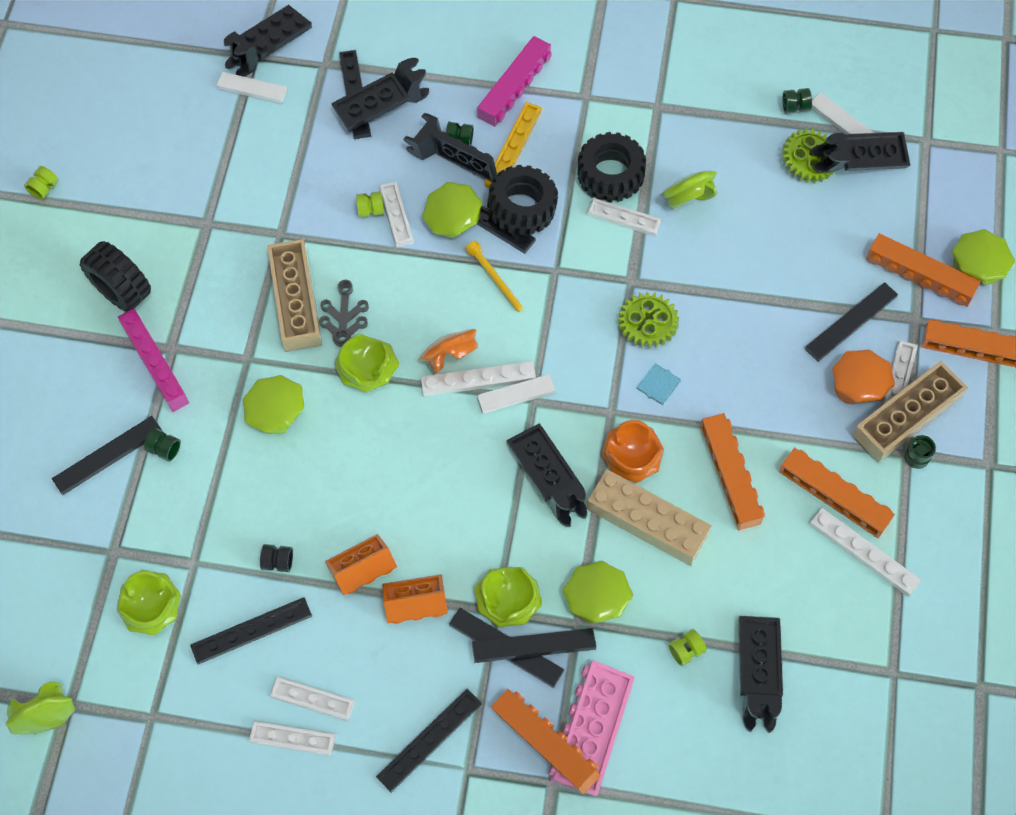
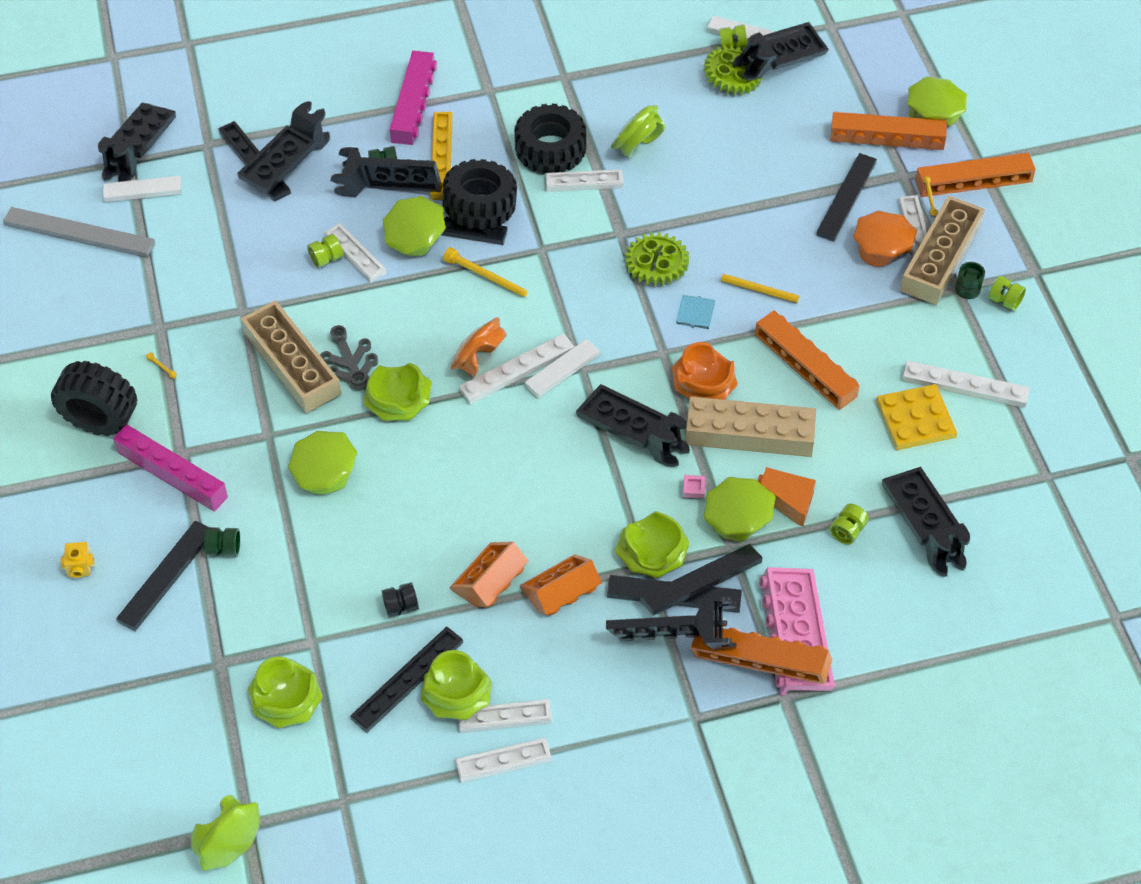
camera: 25 degrees left, 10 degrees down
(44, 414) = (77, 559): none -> yellow brick
(184, 110) = (79, 232): none -> light grey tile
(187, 249) = (150, 357): none -> yellow hinge
(283, 658) = (455, 686): none -> lime piece
(428, 740) = (642, 707): black tile -> none
(506, 698) = (707, 623): none -> black hinge
(572, 553) = (694, 486): none -> bright pink plate
(649, 594) = (791, 492): none -> orange slope
(728, 384) = (760, 288): none -> yellow bar
(802, 97) = (695, 28): dark green wheel -> none
(803, 566) = (916, 417): none -> yellow plate
(820, 121) = (726, 36): none -> lime wheel
(836, 492) = (913, 342): orange brick -> none
(924, 367) = (933, 212): none -> yellow hinge
(951, 484) = (1013, 296): none -> lime wheel

